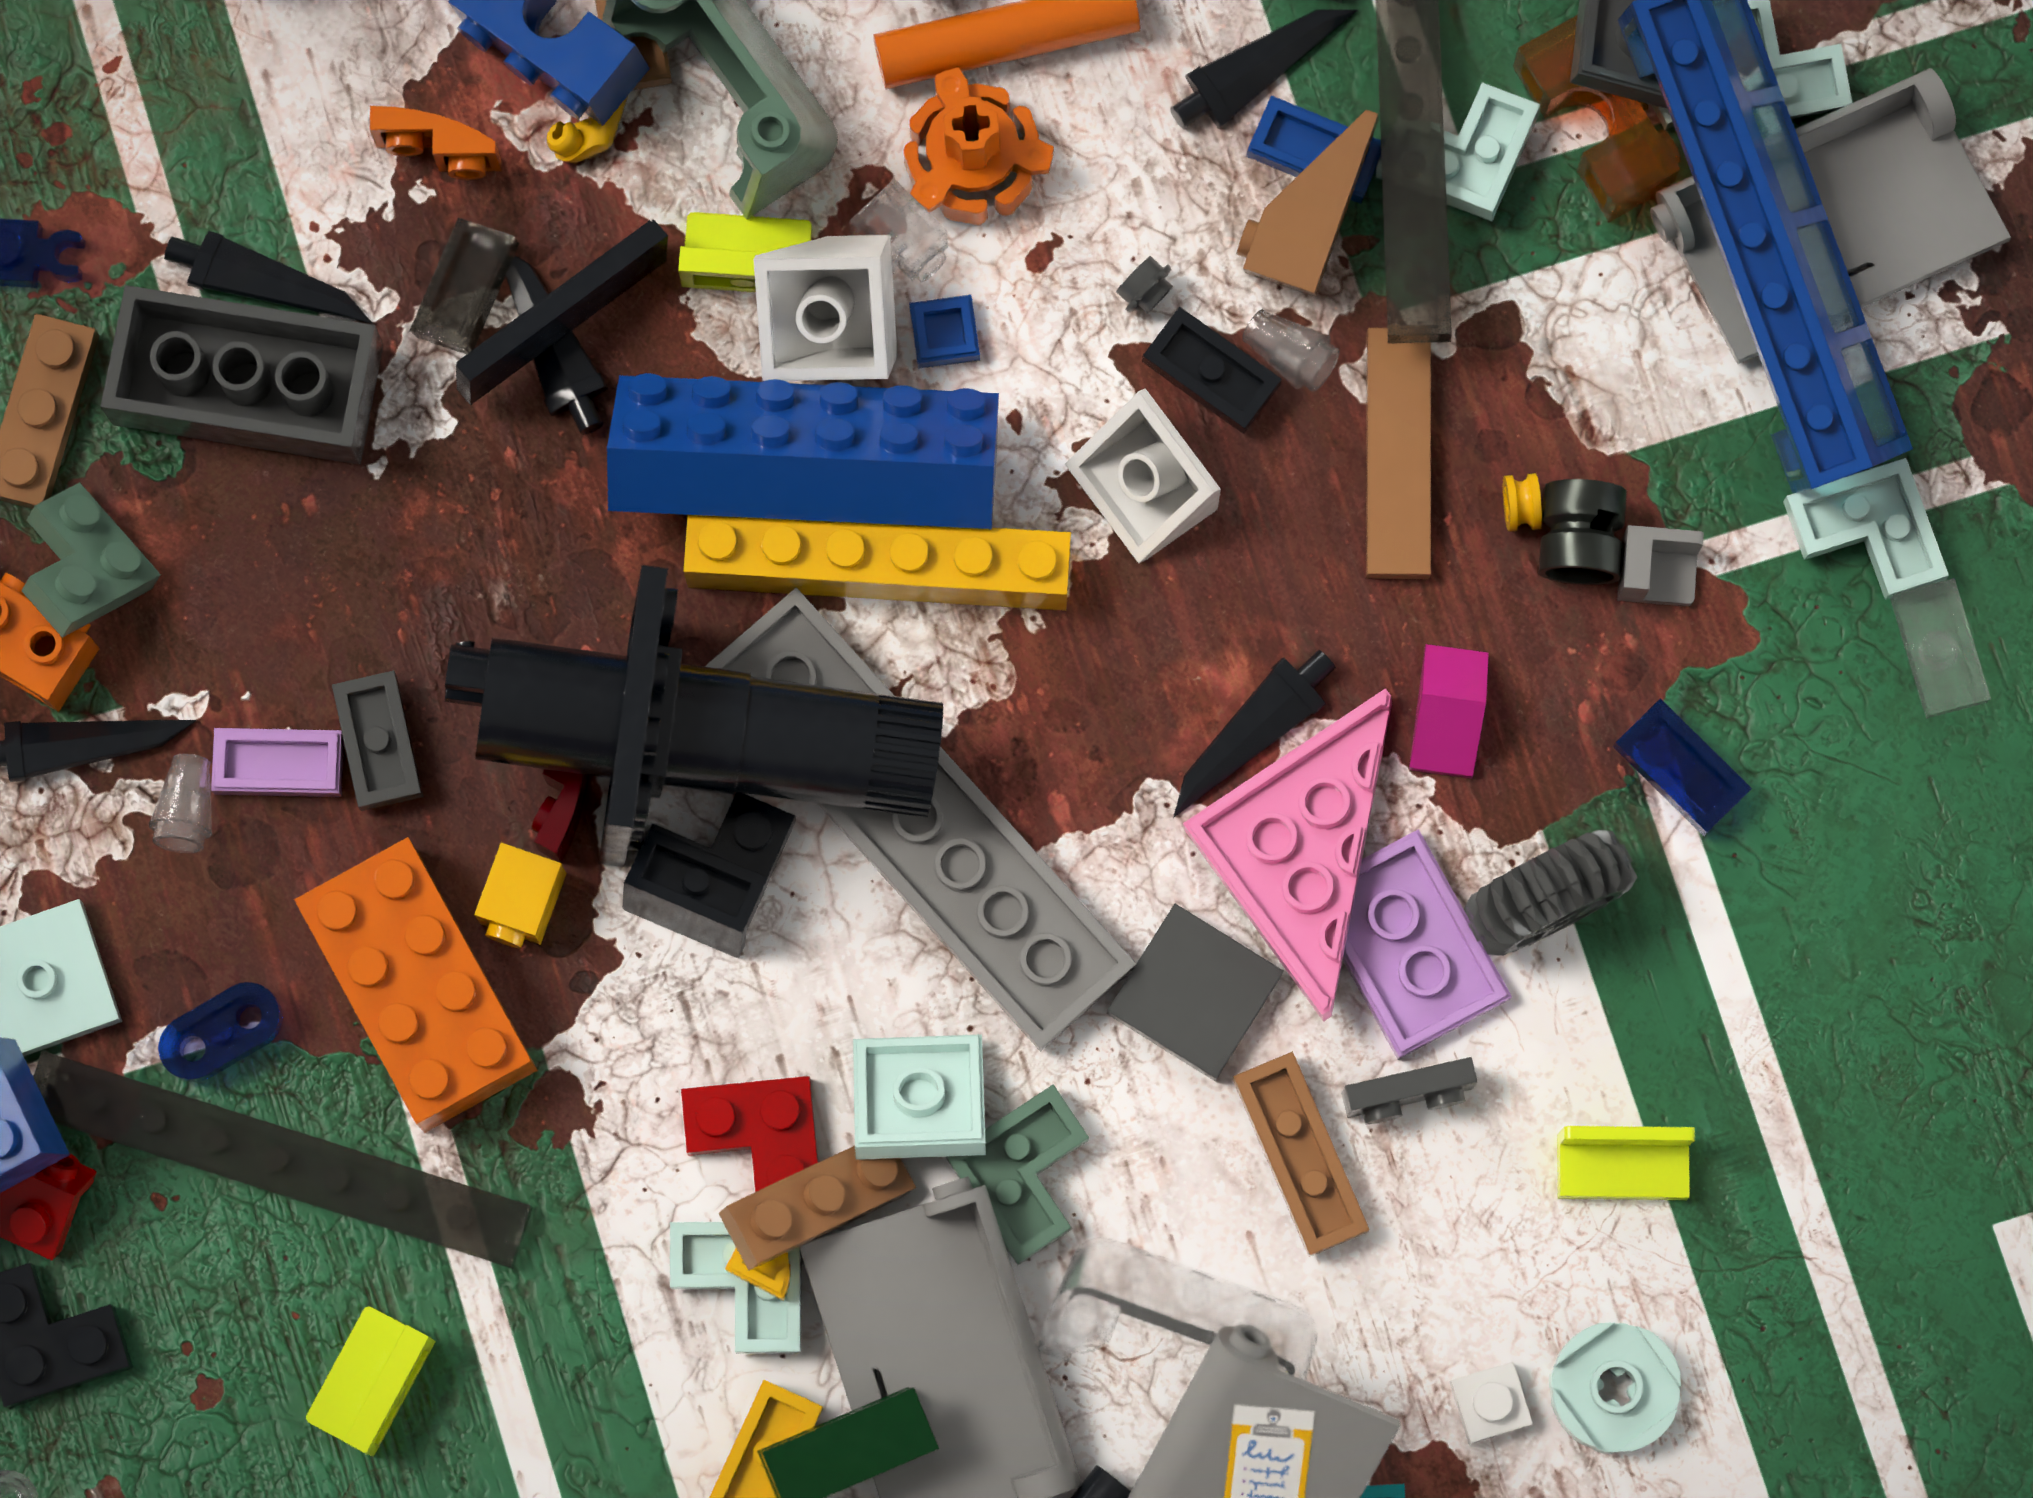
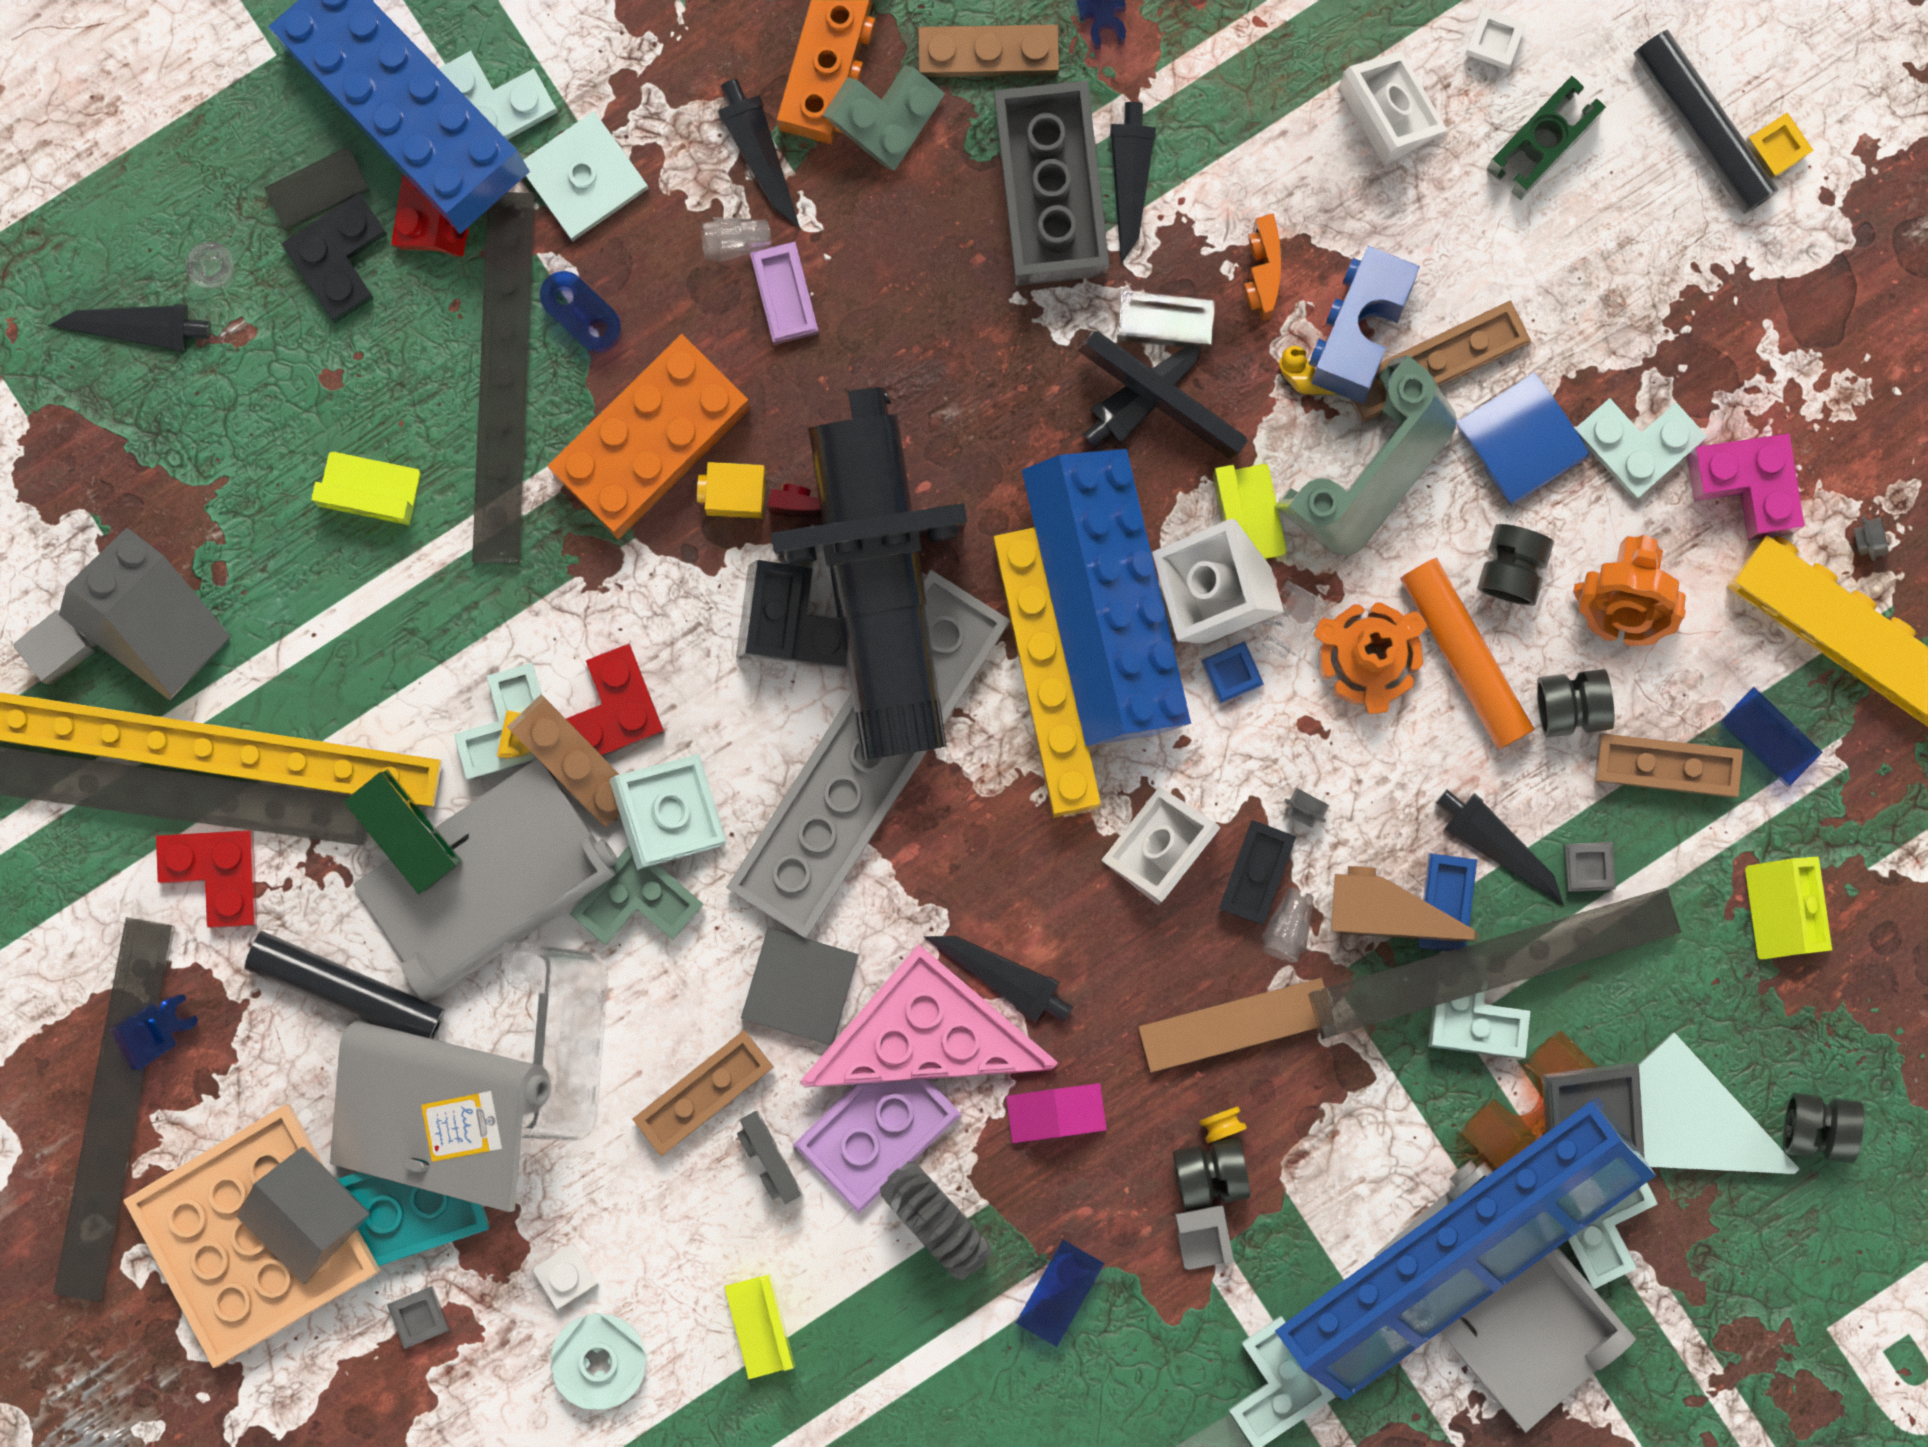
camera: 75 degrees right, 5 degrees up
(377, 740) = (817, 358): dark grey plate -> none

